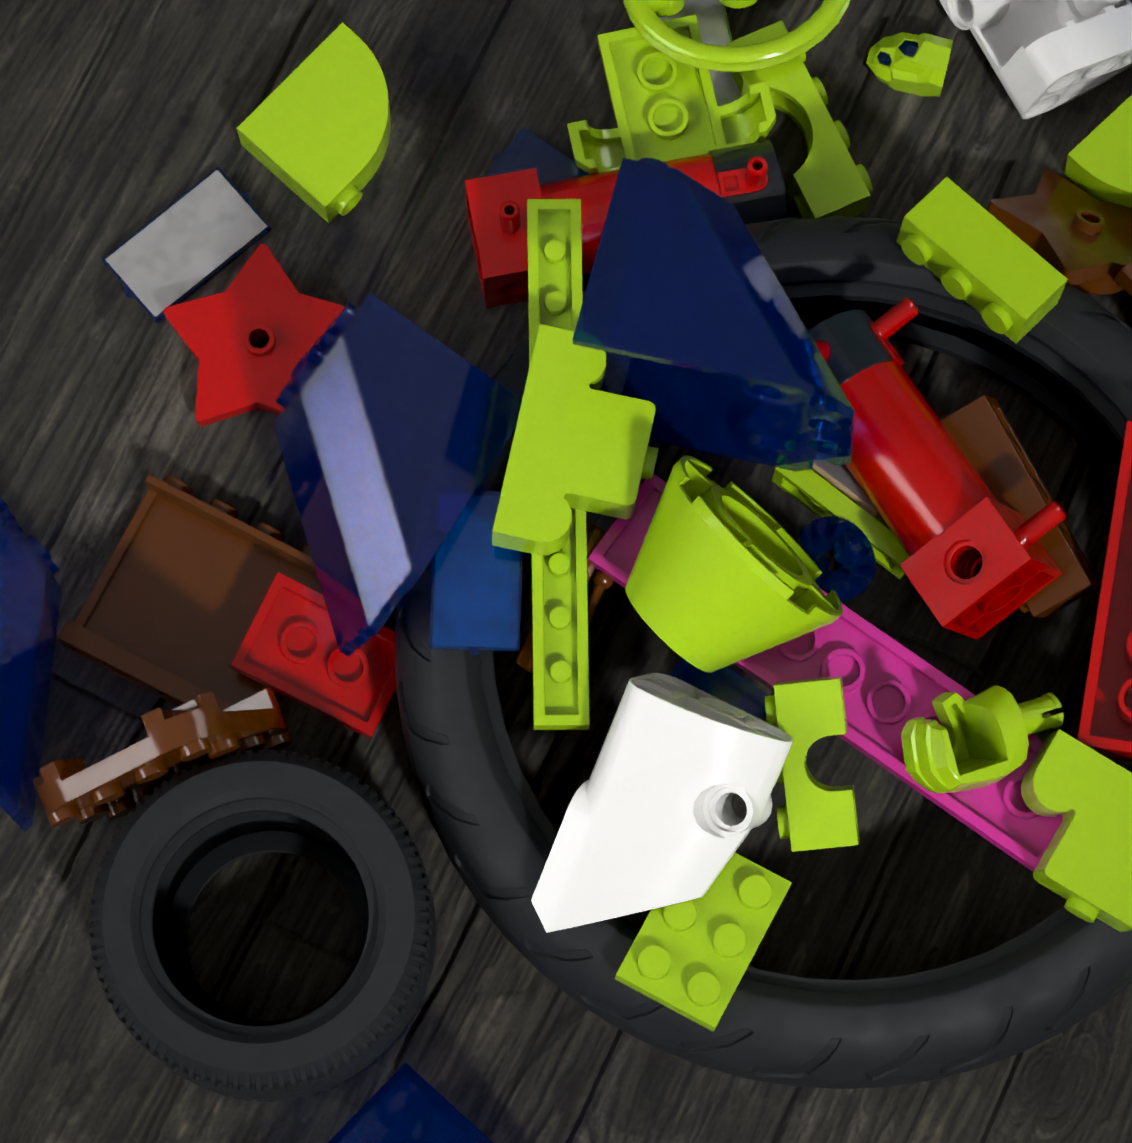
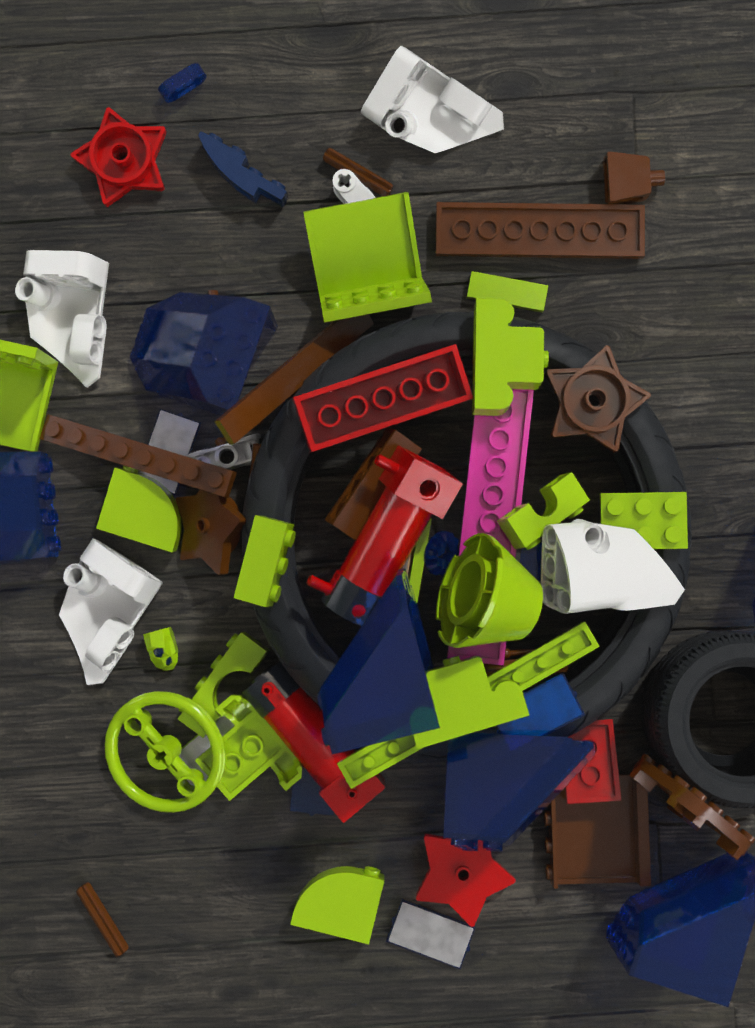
camera: 120 degrees left, 10 degrees up
(976, 738) = (496, 441): lime piece -> none
(996, 936) = (614, 394): none -> reddish brown plate

